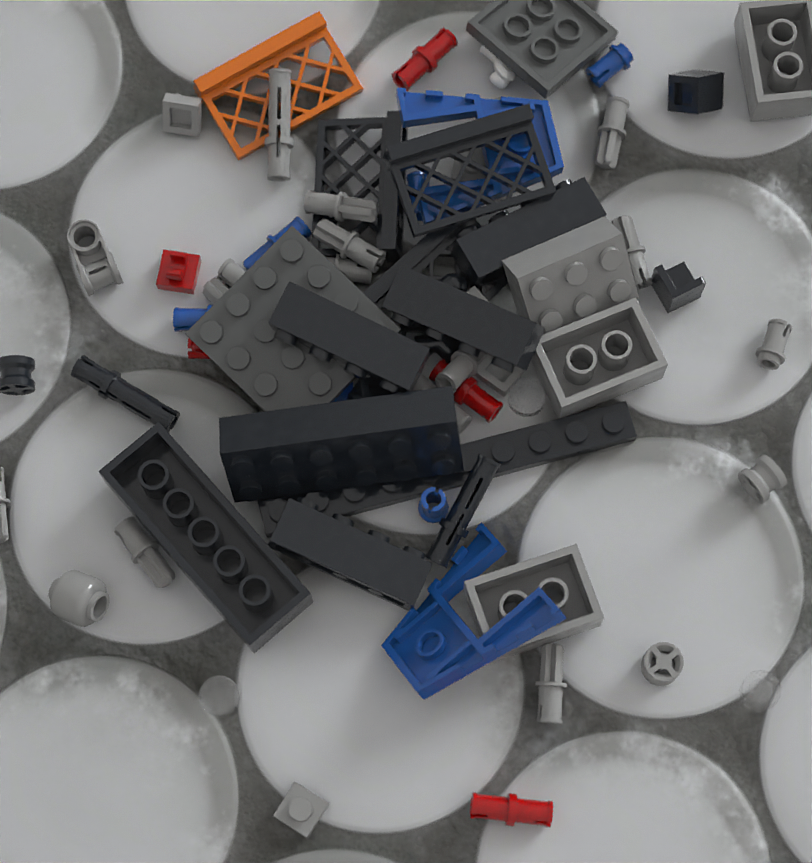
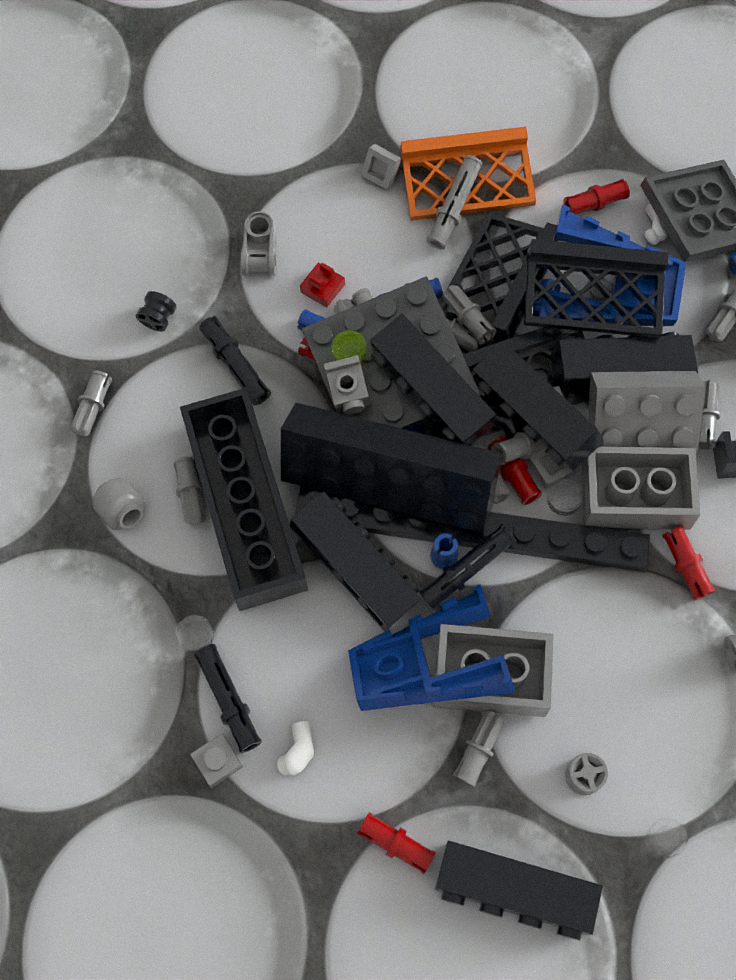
camera: 25 degrees right, 5 degrees down
(246, 335) = (349, 344): none -> clear neon green plate
(253, 365) = (344, 372): none -> light grey brick
(295, 754) = (233, 710): none -> black pin
(341, 206) = (475, 281): light grey axle -> none
(380, 765) = (300, 753): none -> white arm
(643, 800) = (518, 888): none -> black brick
(674, 414) = (688, 563): none -> red pin

